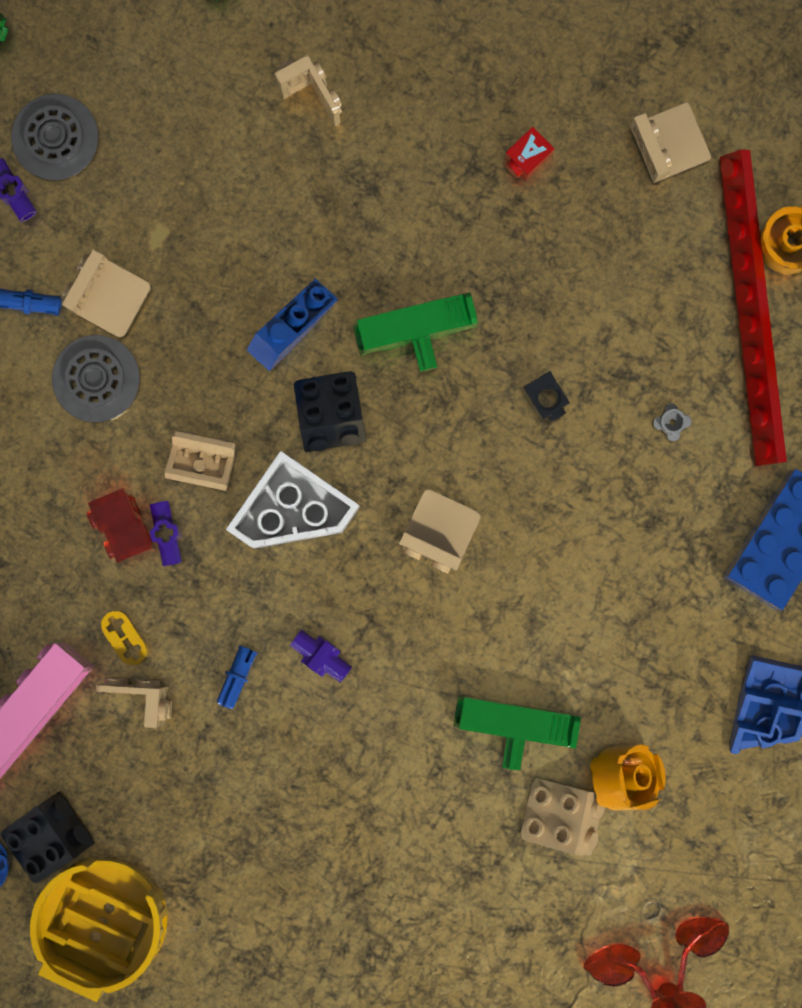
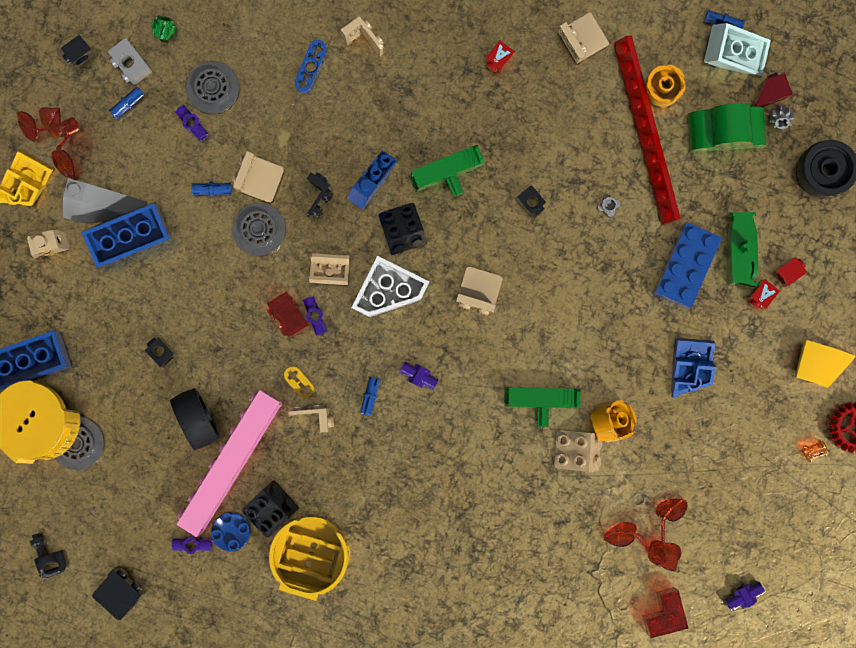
camera: 15 degrees left, 0 degrees up
(209, 340) = (325, 195): none -> black bracket
(237, 110) = (320, 55): none -> blue beam

